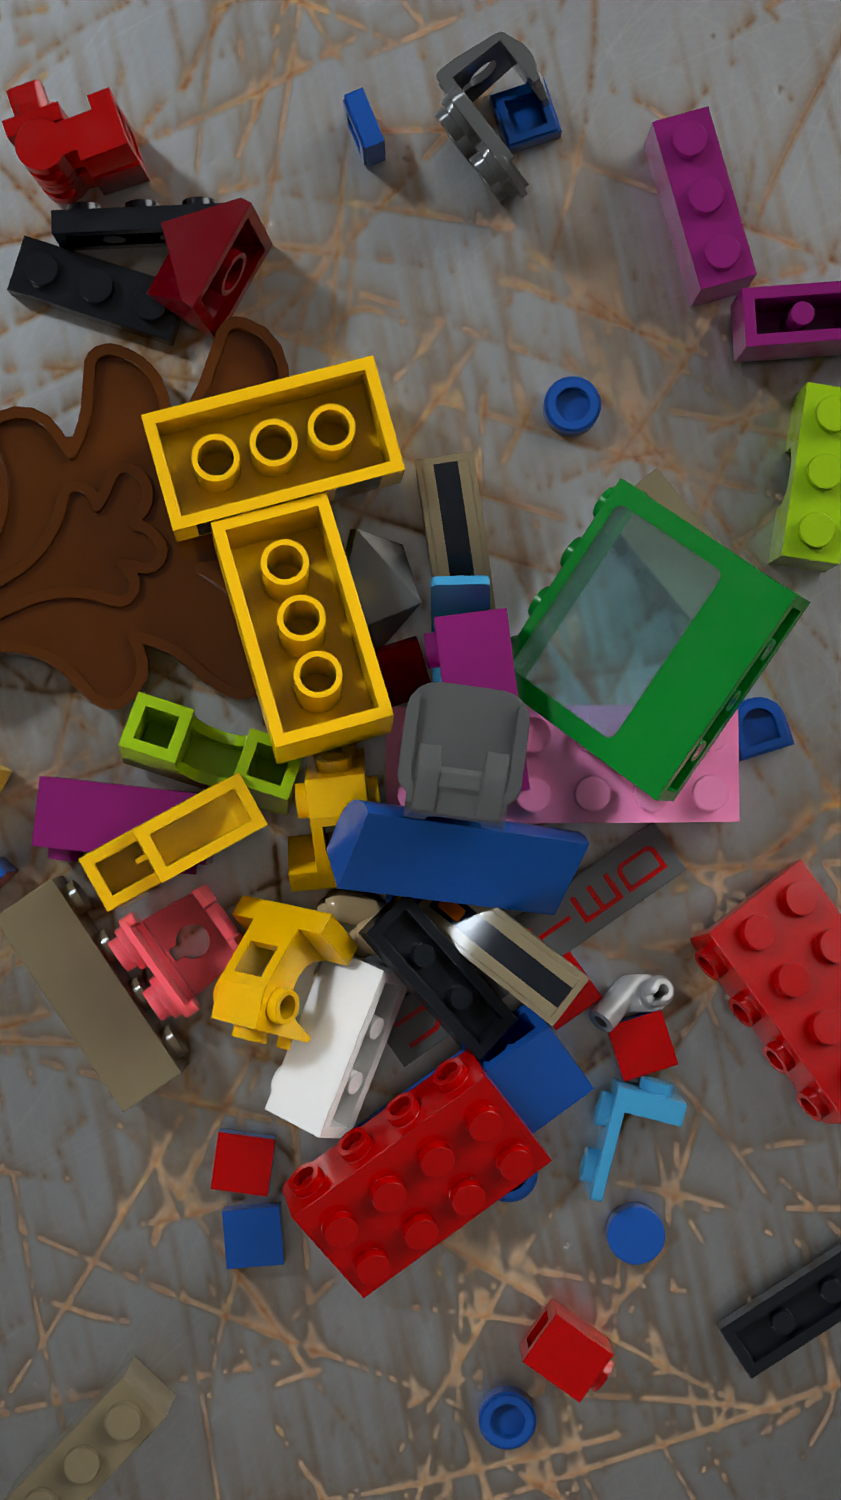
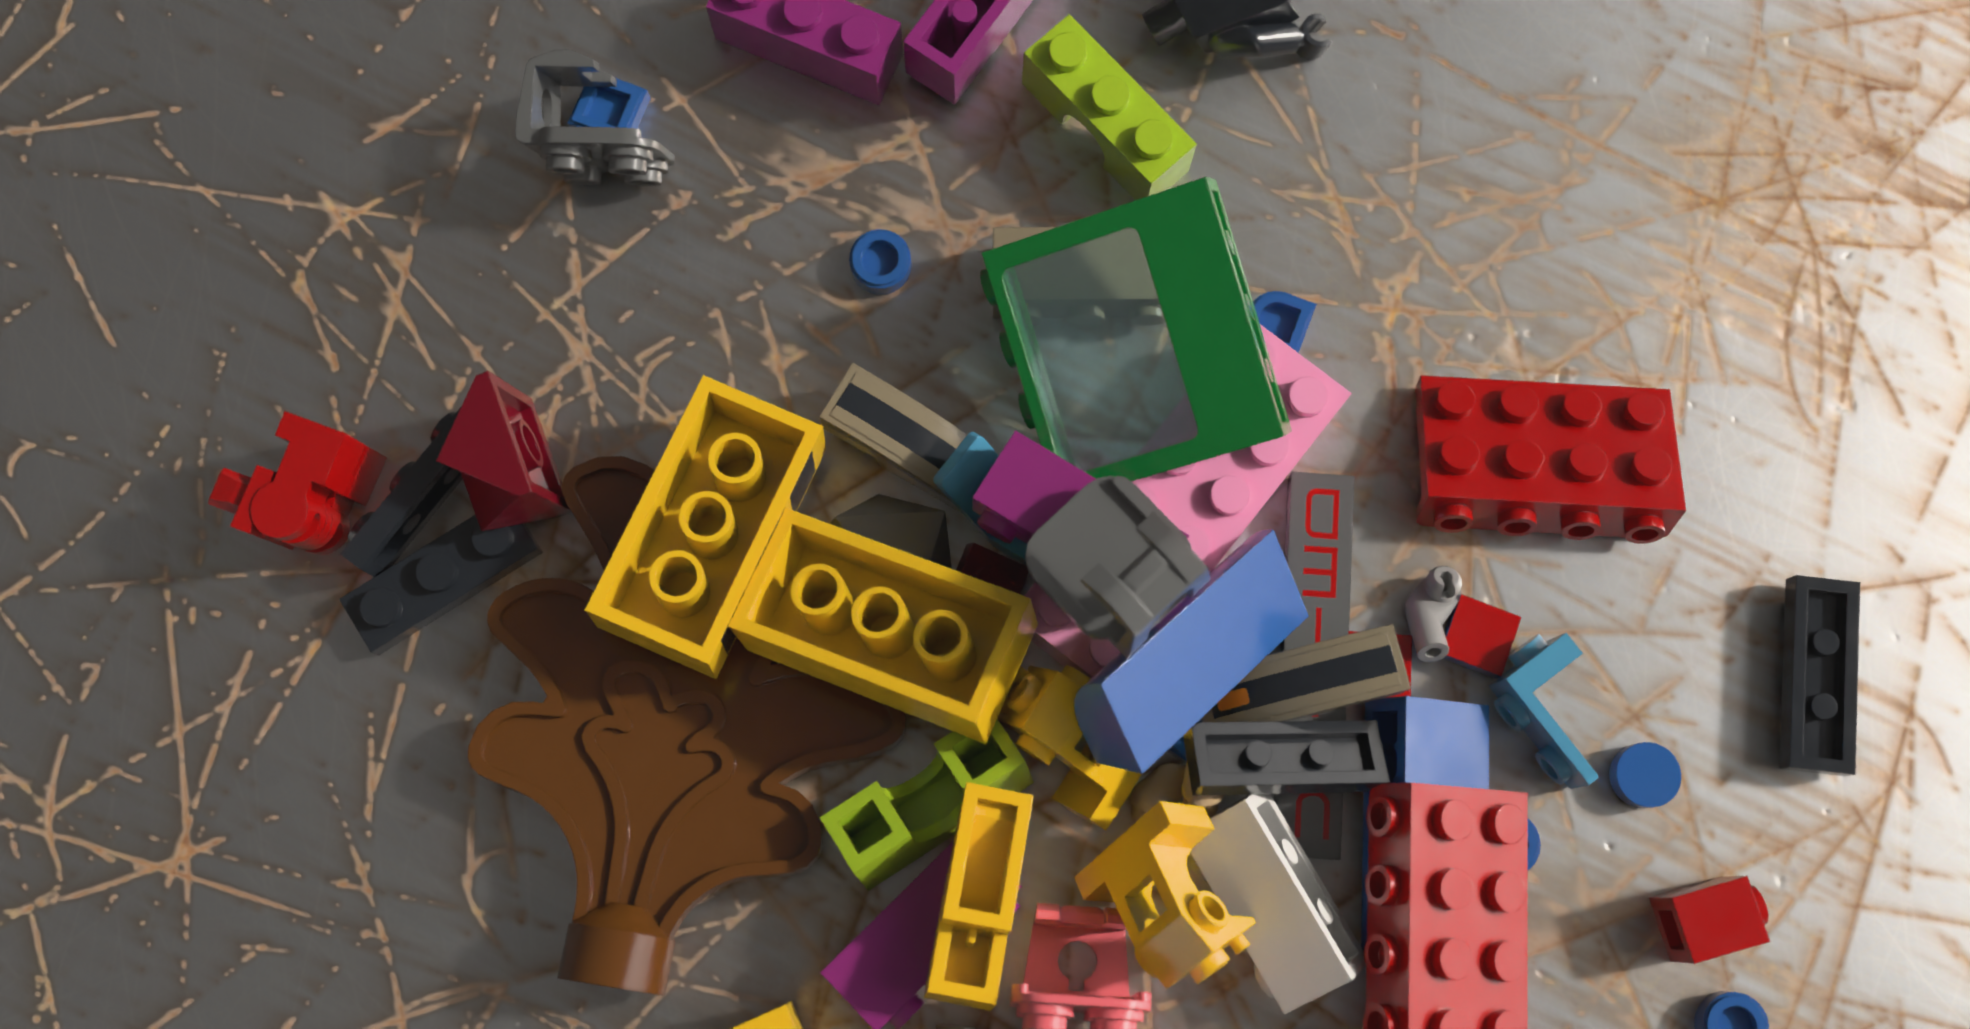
camera: 55 degrees left, 10 degrees down
(364, 127) = (504, 241): blue tile -> none

